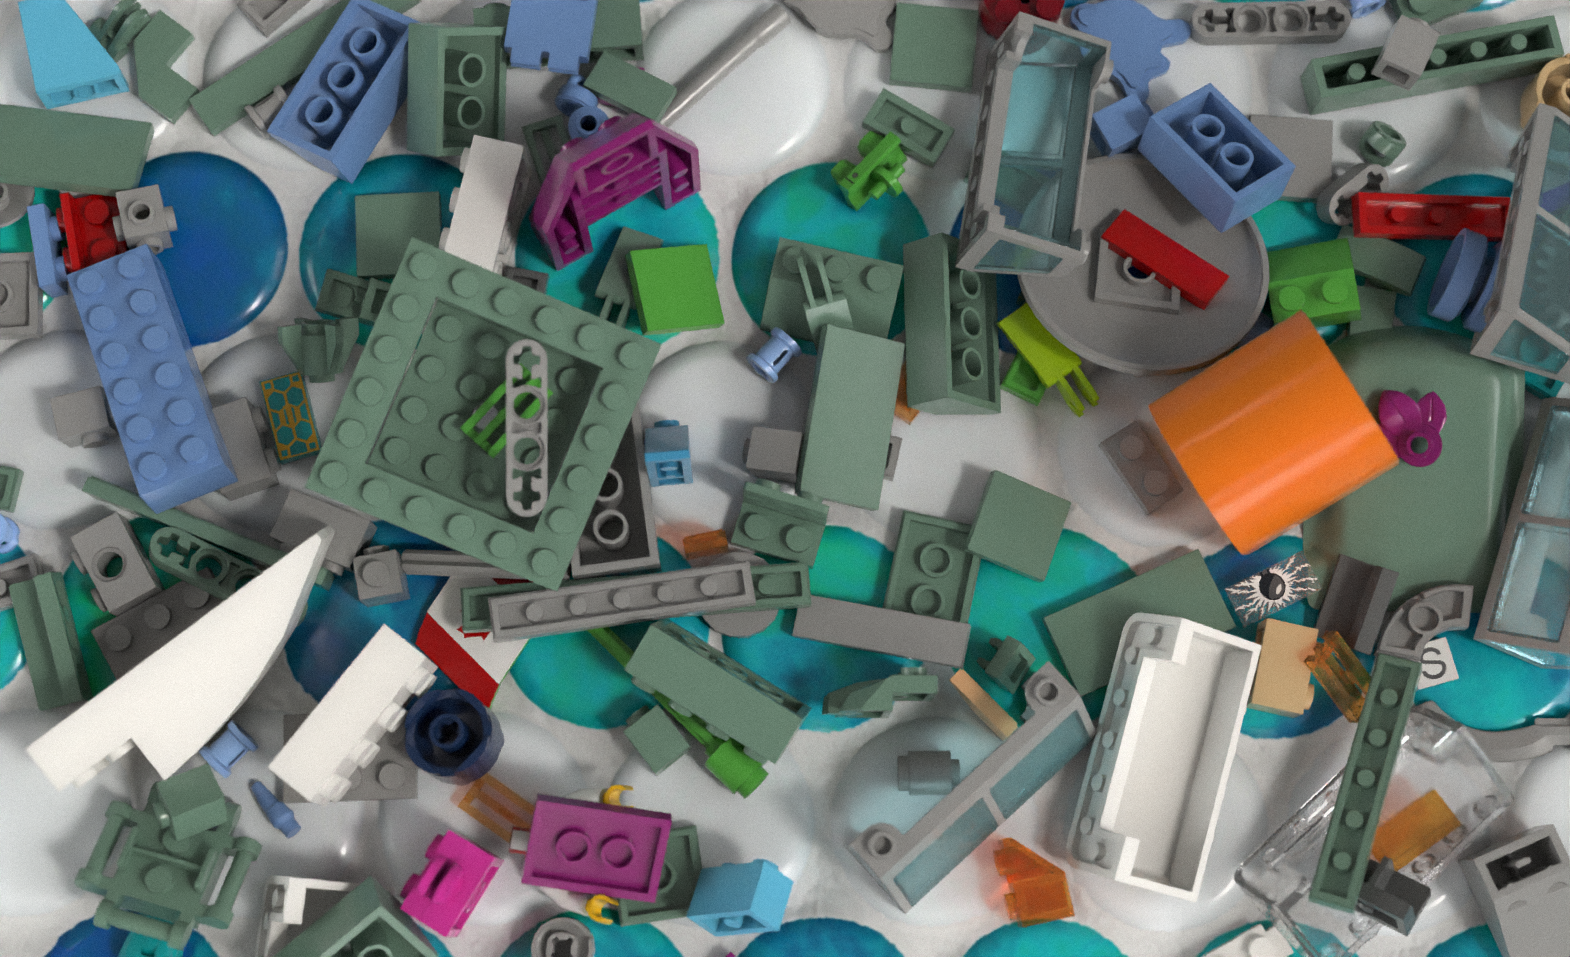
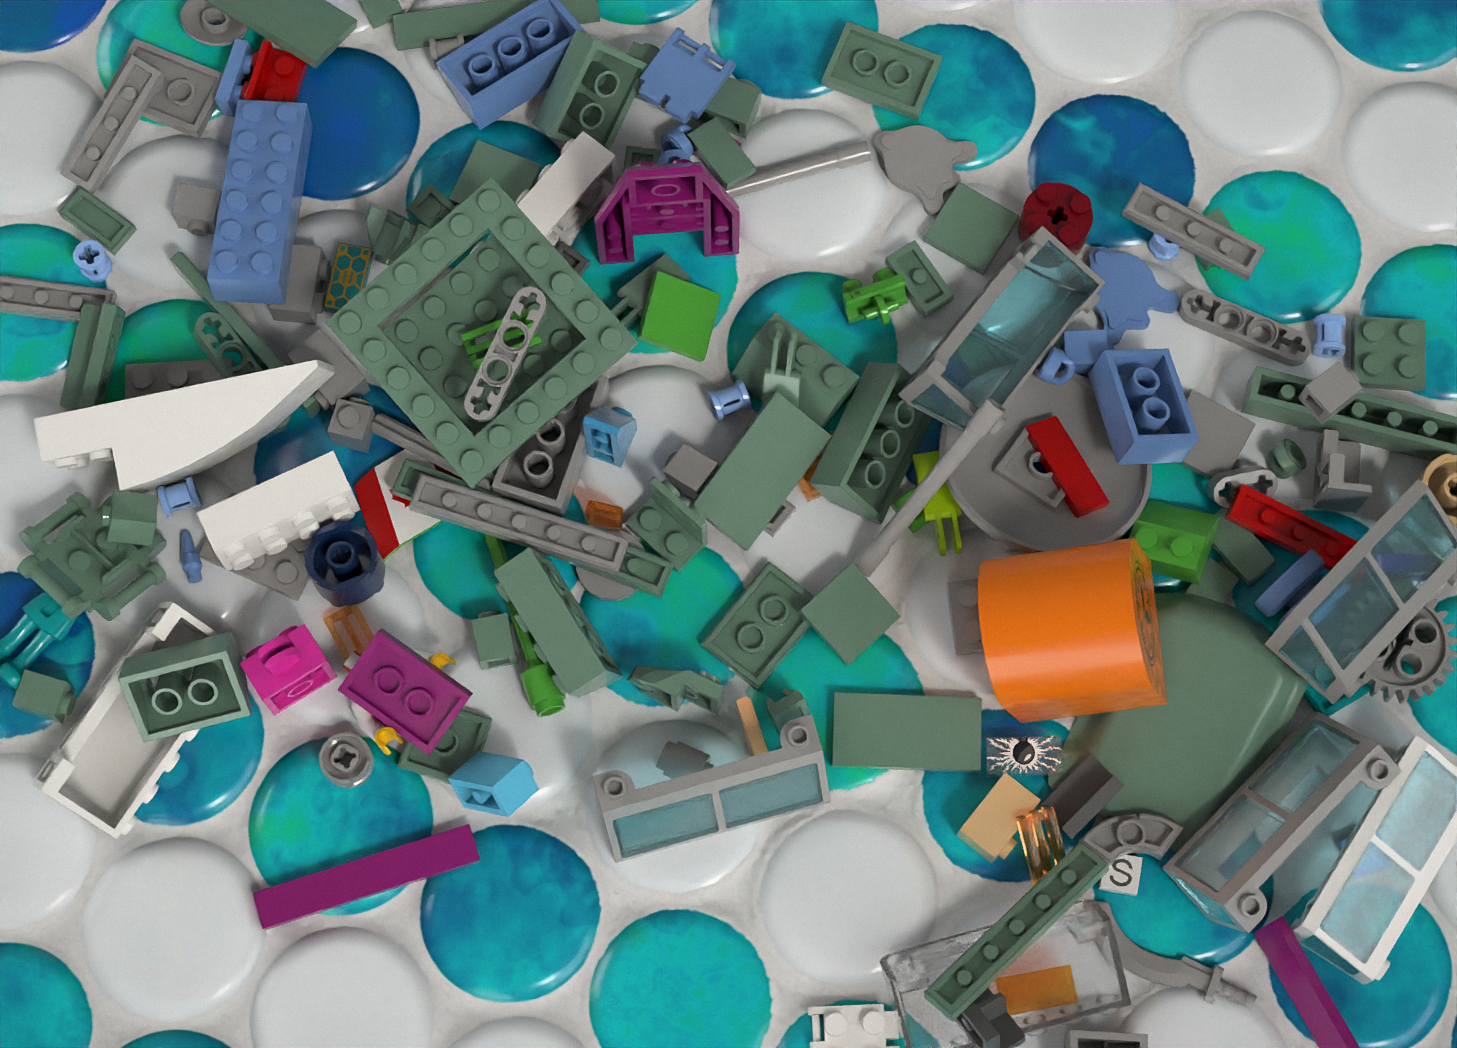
camera: 30 degrees right, 5 degrees down
(101, 544) = (163, 306): light grey brick -> none
(144, 219) = (315, 85): light grey brick -> none
(883, 631) = (705, 642): light grey tile -> none
(1035, 885) = (724, 887): clear orange slope -> none
(1068, 268) = (976, 428): none -> light grey piece
(1099, 157) = (1050, 365): none -> medium blue tile
(1162, 754) = (872, 836): white windscreen -> none
(1405, 420) = (1188, 673): magenta plate -> none
(1440, 136) = (1338, 474): none -> light grey panel

